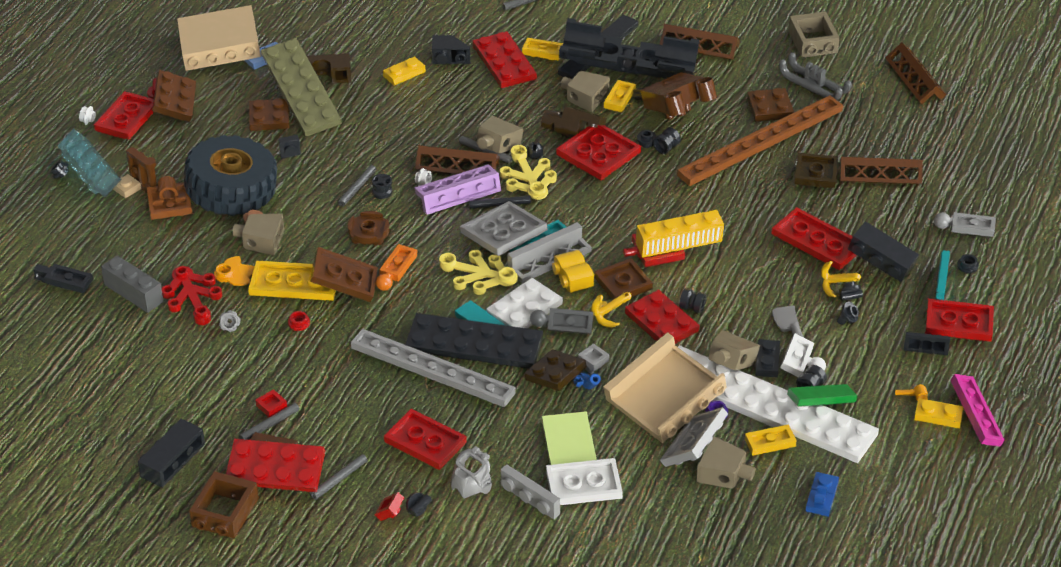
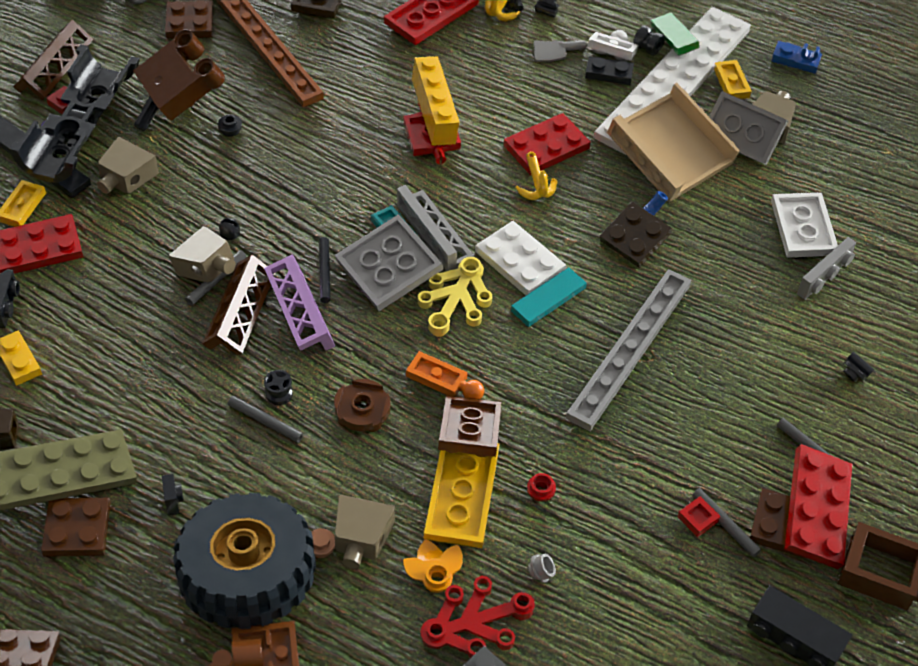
camera: 90 degrees left, 10 degrees up
(389, 506) = (864, 395): red plate -> none
(423, 177) = (268, 342): white plate -> none
(425, 439) = (750, 359): red plate -> none
(468, 482) = (806, 326): light grey helmet -> none
(475, 340) = (582, 308): black plate -> none
(536, 189) = (306, 231): light yellow plant -> none
(564, 320) = (554, 220): dark grey plate -> none
(568, 438) = (739, 234): yellowish green tile -> none
(570, 121) = (193, 181): dark brown plate -> none
(573, 271) = (469, 205): yellow brick -> none
(594, 357) = (621, 196): light grey tile -> none
(598, 151) = (246, 167): red plate -> none
(619, 96) = (145, 138): yellow plate -> none
(623, 278) = (486, 166): reddish brown plate -> none
(664, 142) = (241, 103): black wheel -> none
(693, 300) = (526, 112): black wheel -> none
(729, 351) = (614, 88): dark tan torso -> none

